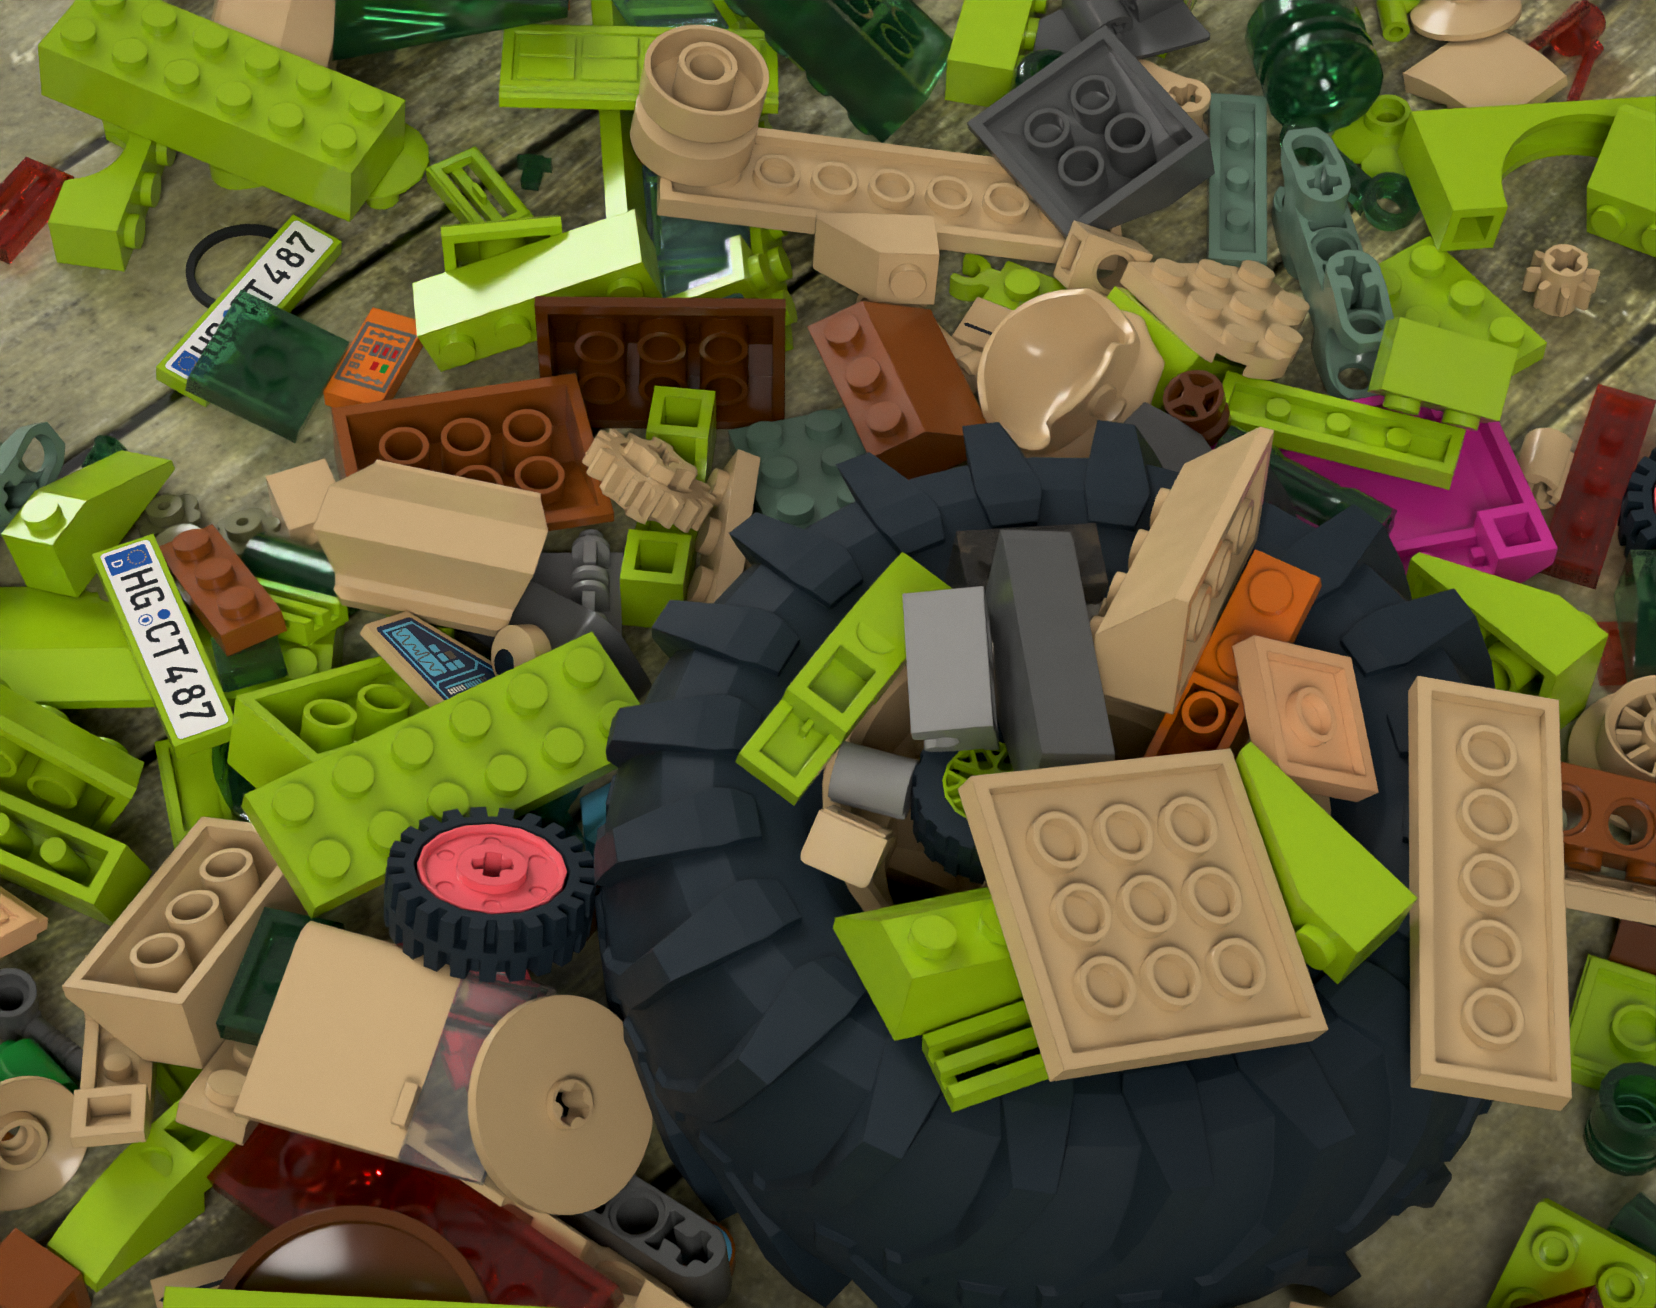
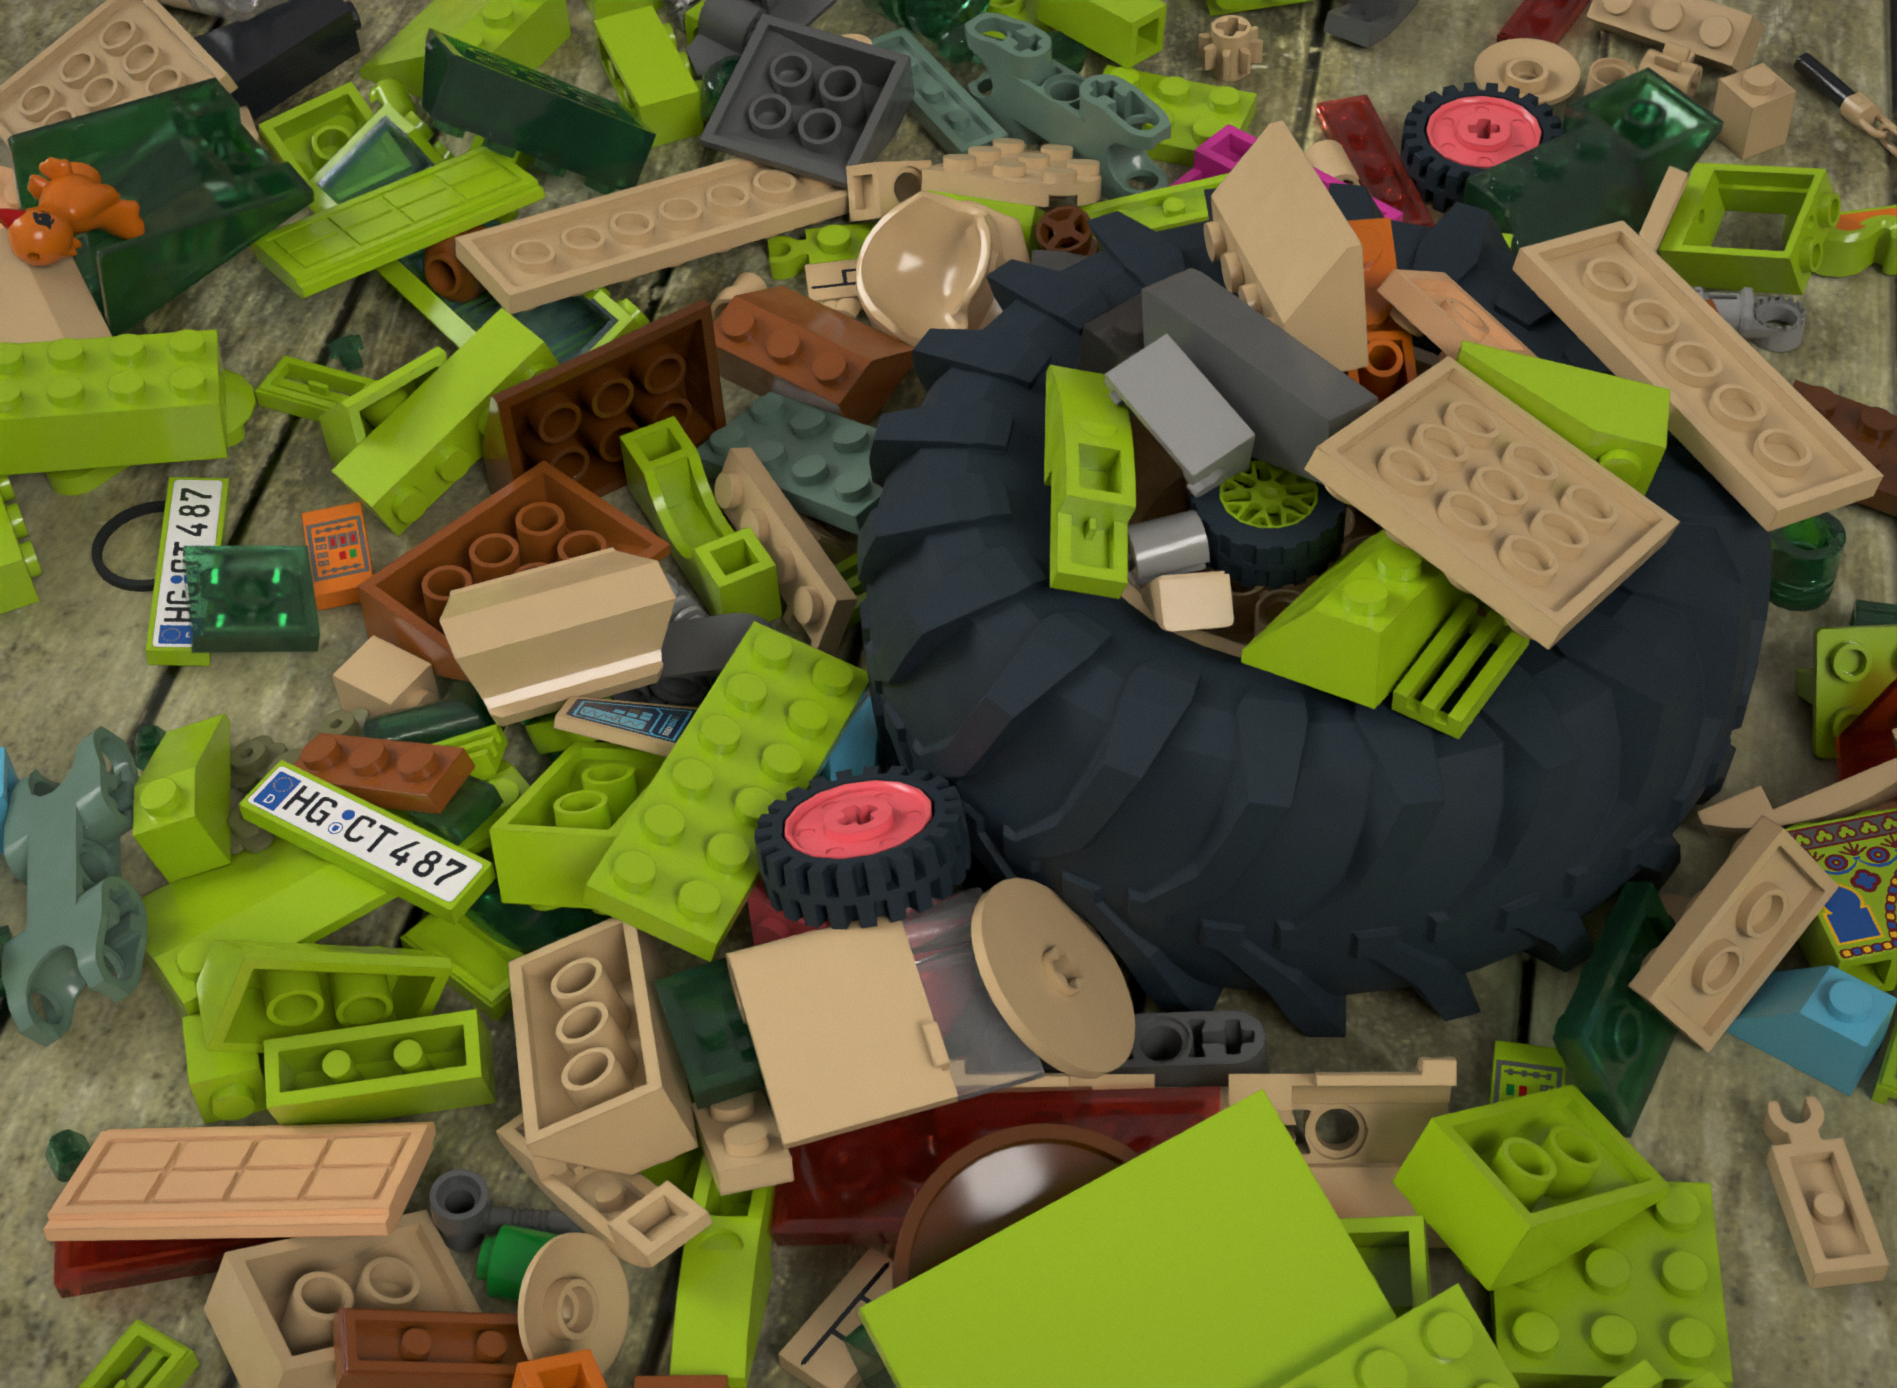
camera: 30 degrees left, 5 degrees down
(516, 646) = (690, 678): tan tile -> none
(649, 480) = (683, 501): tan gear -> none
(699, 105) = (496, 204): tan wheel -> none
(879, 255) = (713, 262): tan slope -> none
(1442, 372) = (1219, 124): lime brick -> none

